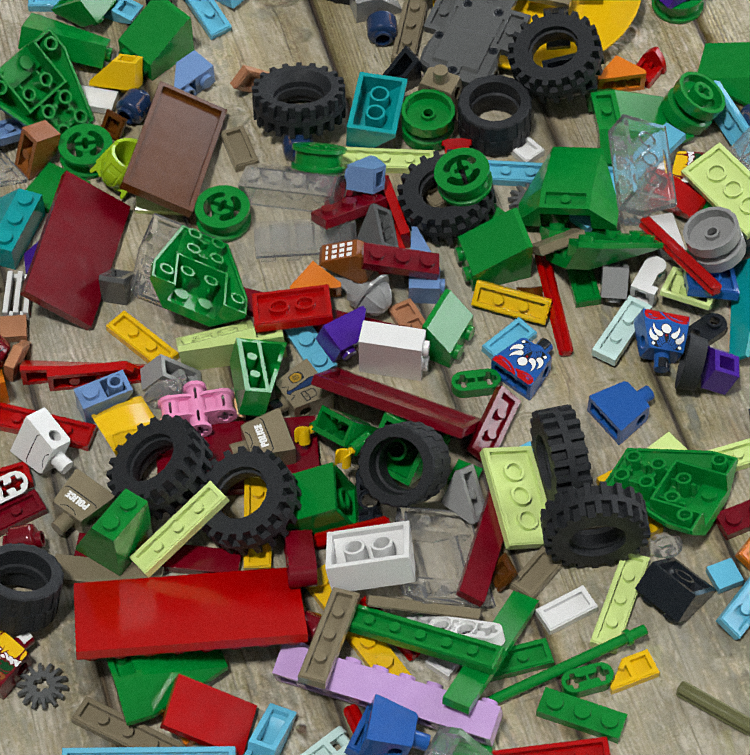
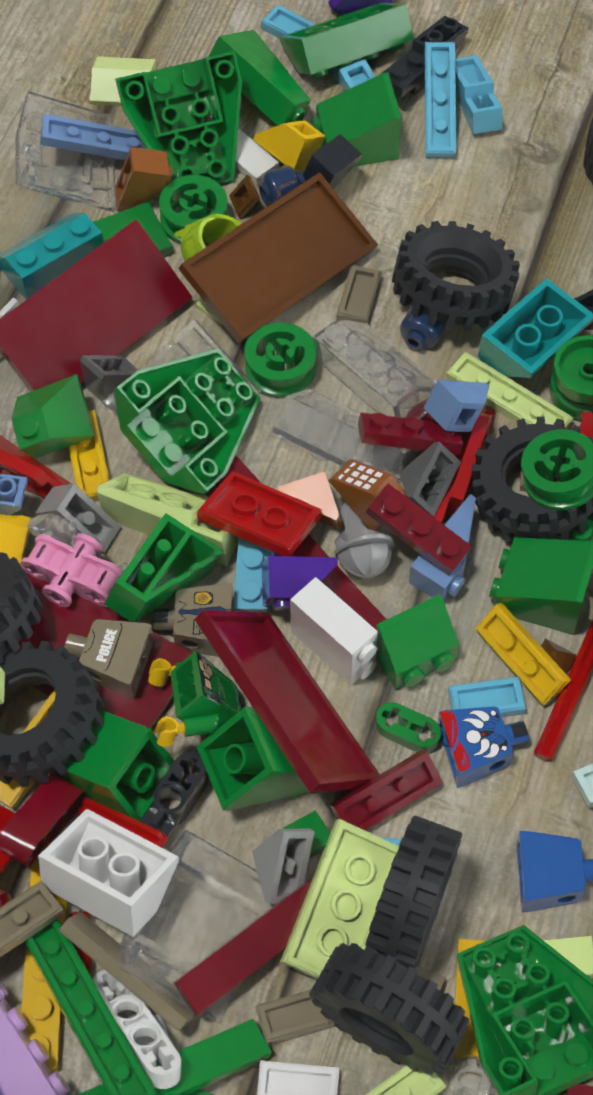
camera: 35 degrees right, 5 degrees up
(104, 326) = (52, 418): none -> green slope
(160, 69) = (333, 161): none -> black slope
(193, 73) = (367, 185): medium blue slope -> none
(245, 78) = (423, 215): nougat tile -> none
(318, 157) = (424, 353): green wheel -> none
(374, 464) = (252, 784): black tyre -> none
(406, 314) = (392, 595): nougat tile -> none
(503, 572) = (257, 988): reddish brown slope -> none

